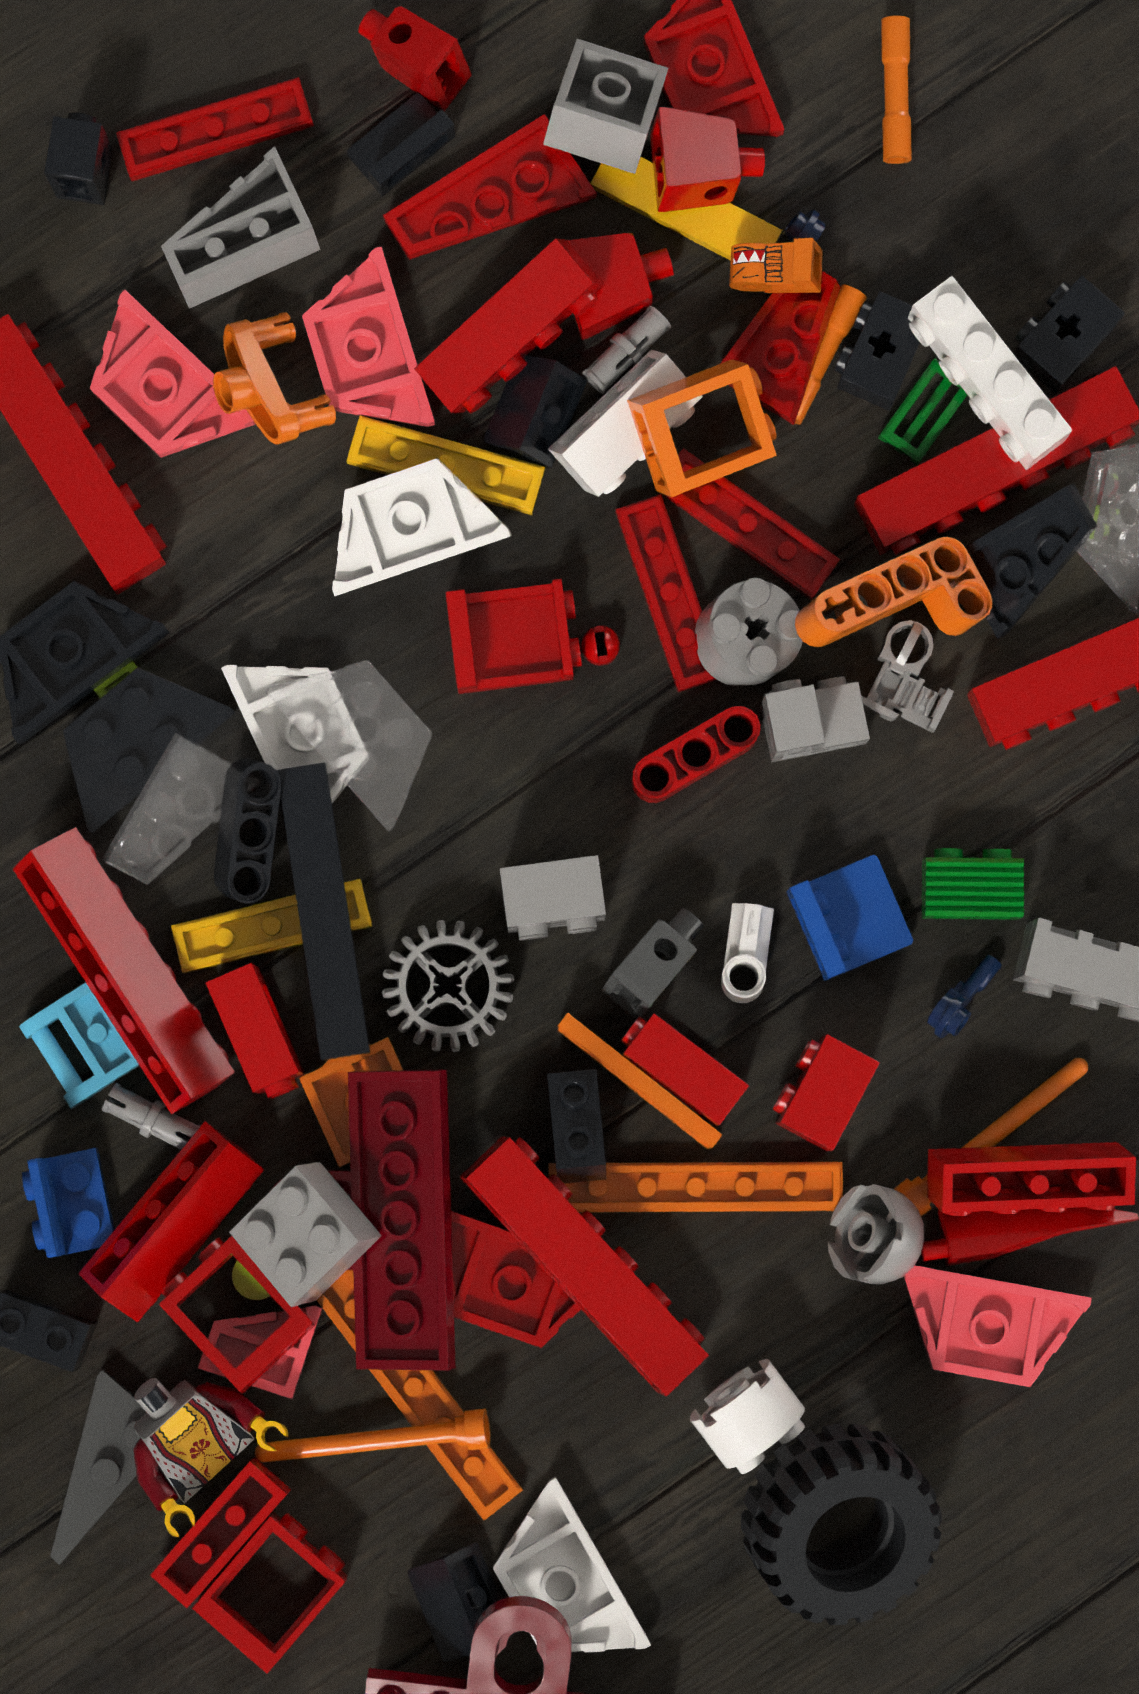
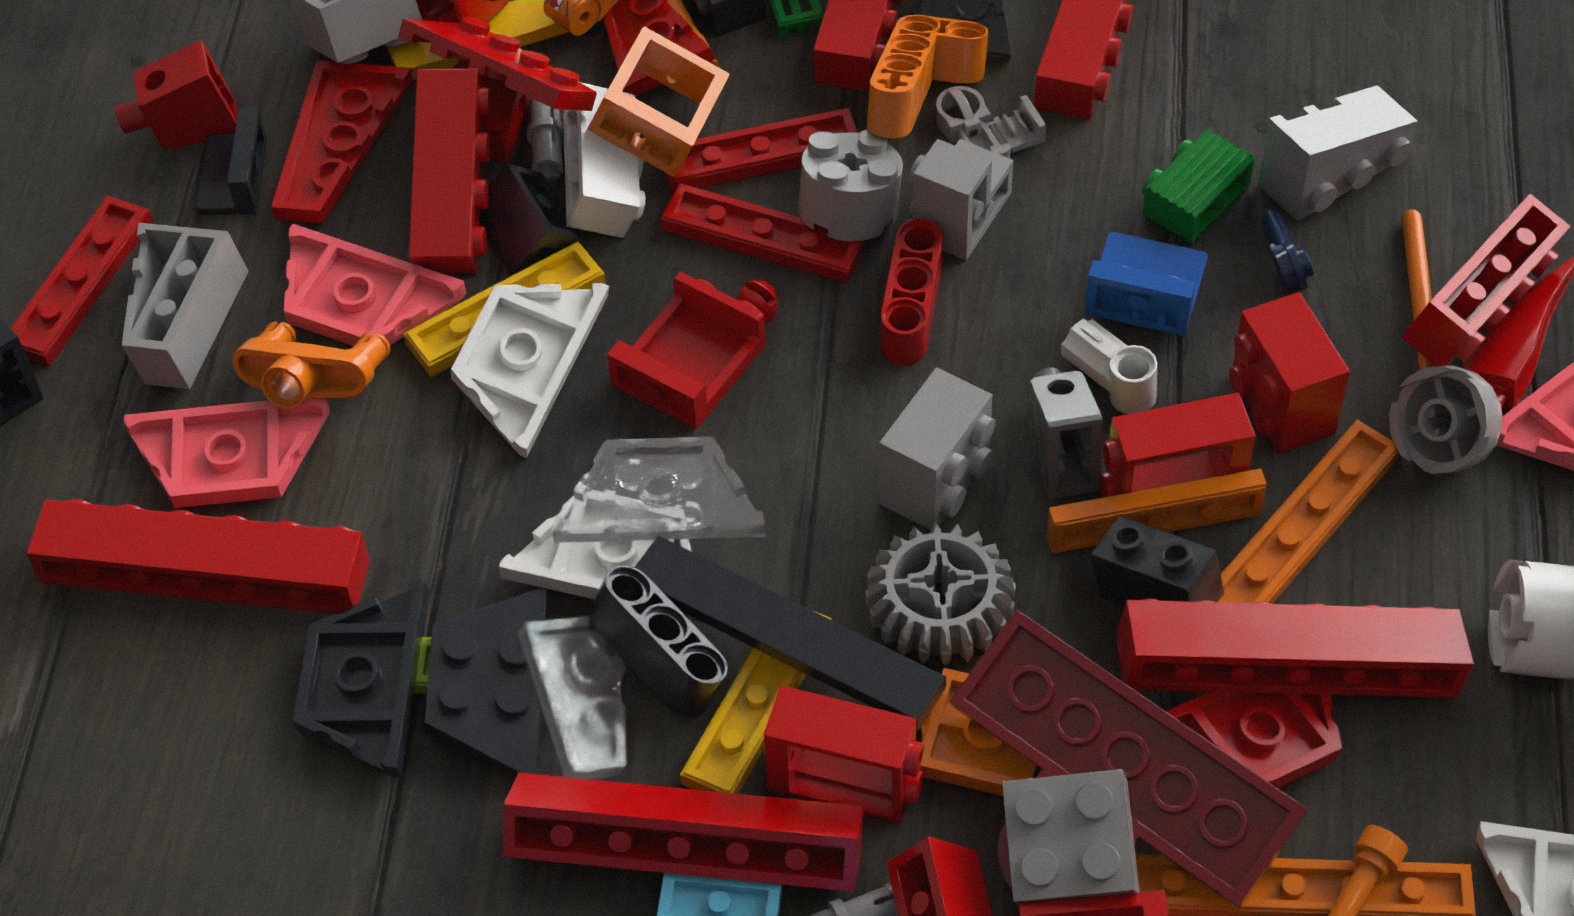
camera: 45 degrees left, 30 degrees down
(632, 277) = (502, 59): none -> red wing

